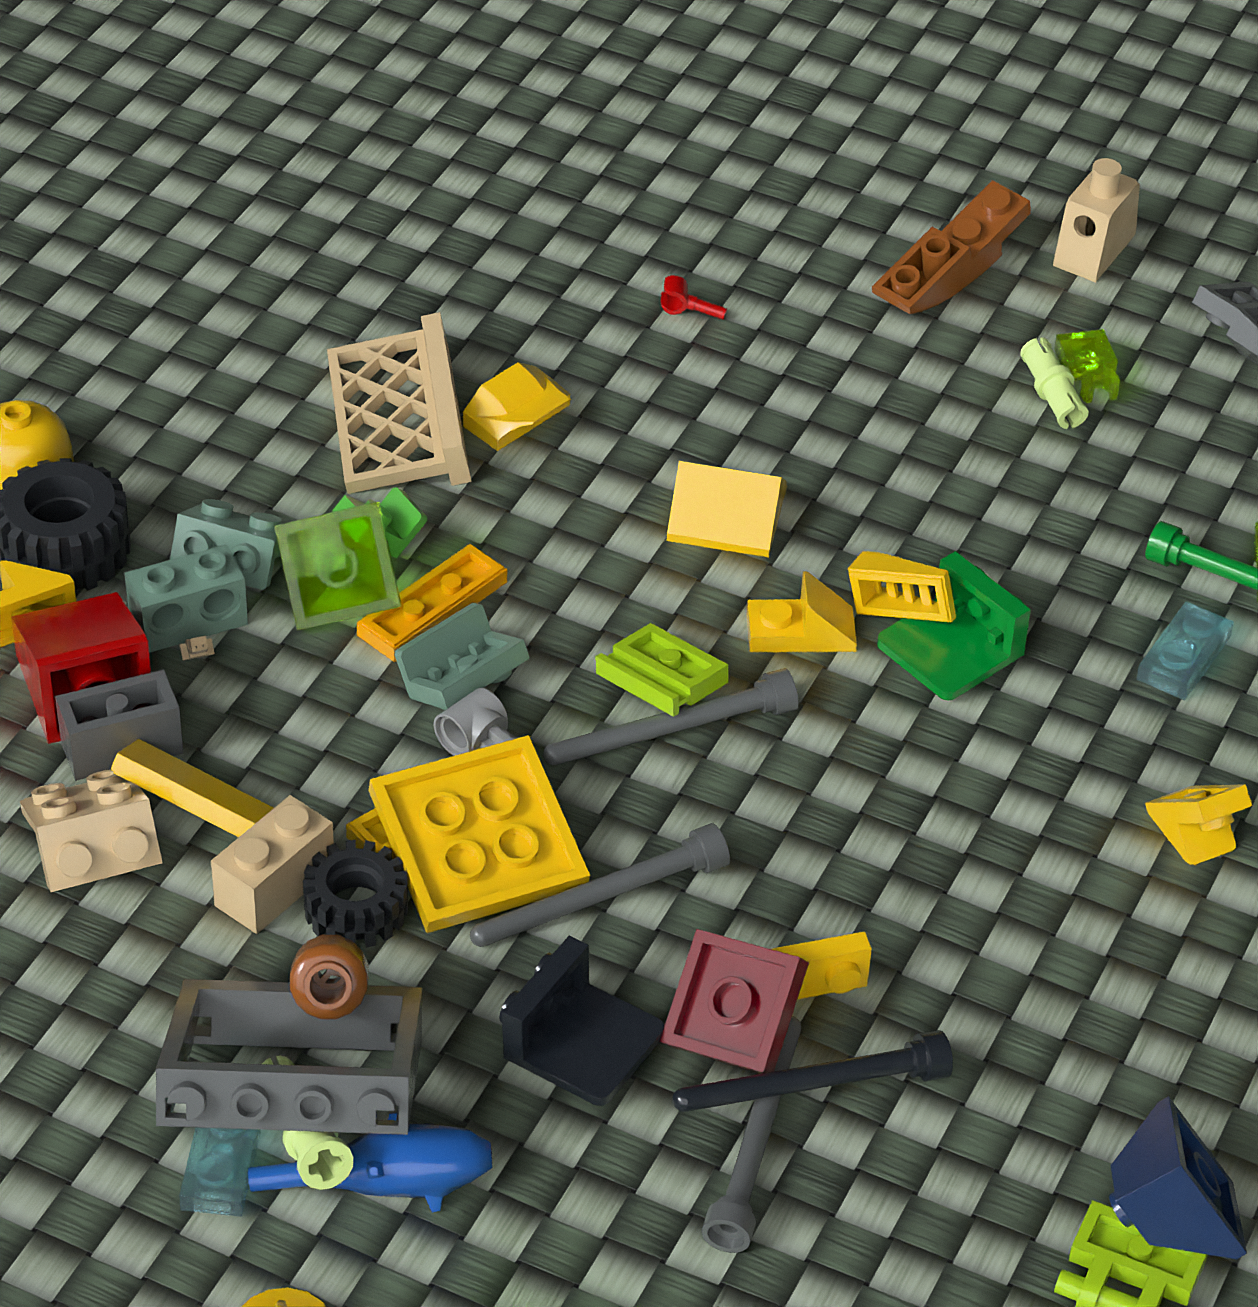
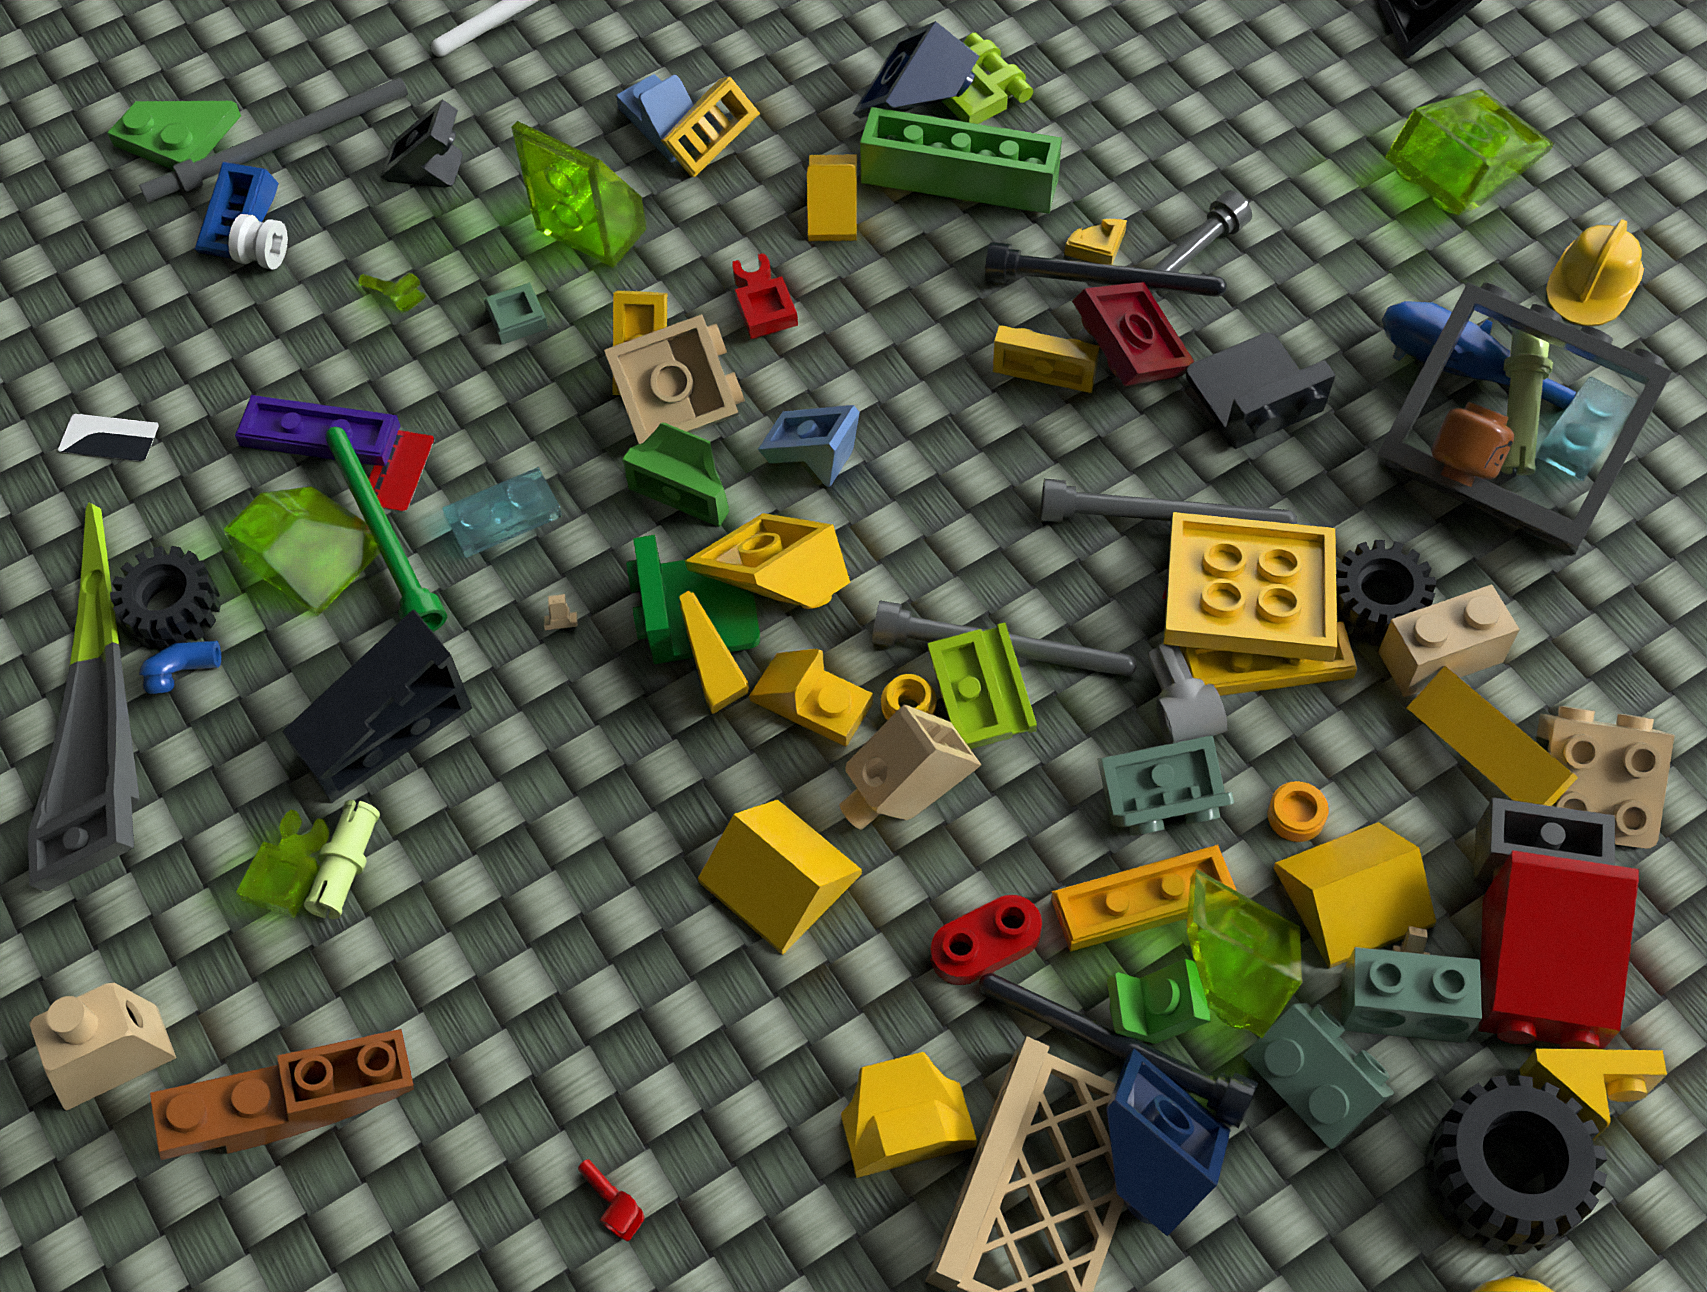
camera: 145 degrees left, 15 degrees up
(268, 667) = (1358, 891): none -> yellow slope
(297, 501) = (1225, 1094): none -> black piece
(329, 440) = (1162, 1145): none -> dark blue slope
(341, 707) = (1297, 811): none -> light orange tile
(538, 529) = (990, 941): none -> red plate
(672, 564) = (906, 767): none -> tan torso
(721, 642) = (908, 688): none -> yellow plate
(851, 1142) = (1098, 242): none -> yellow tile
(910, 667) = (777, 559): none -> yellow slope
(965, 787) = (816, 436): none -> medium blue slope
(1044, 1124) = (960, 160): none -> bright green brick
(1052, 720) = (678, 472): none -> bright green slope
(1058, 597) = (559, 614): none -> tan piece
(1119, 463) = (379, 708): none -> black wedge
(1126, 776) = (675, 378): none -> tan plate
(1132, 913) = (763, 300): none -> red plate
(1164, 1065) = (832, 197): none -> yellow slope

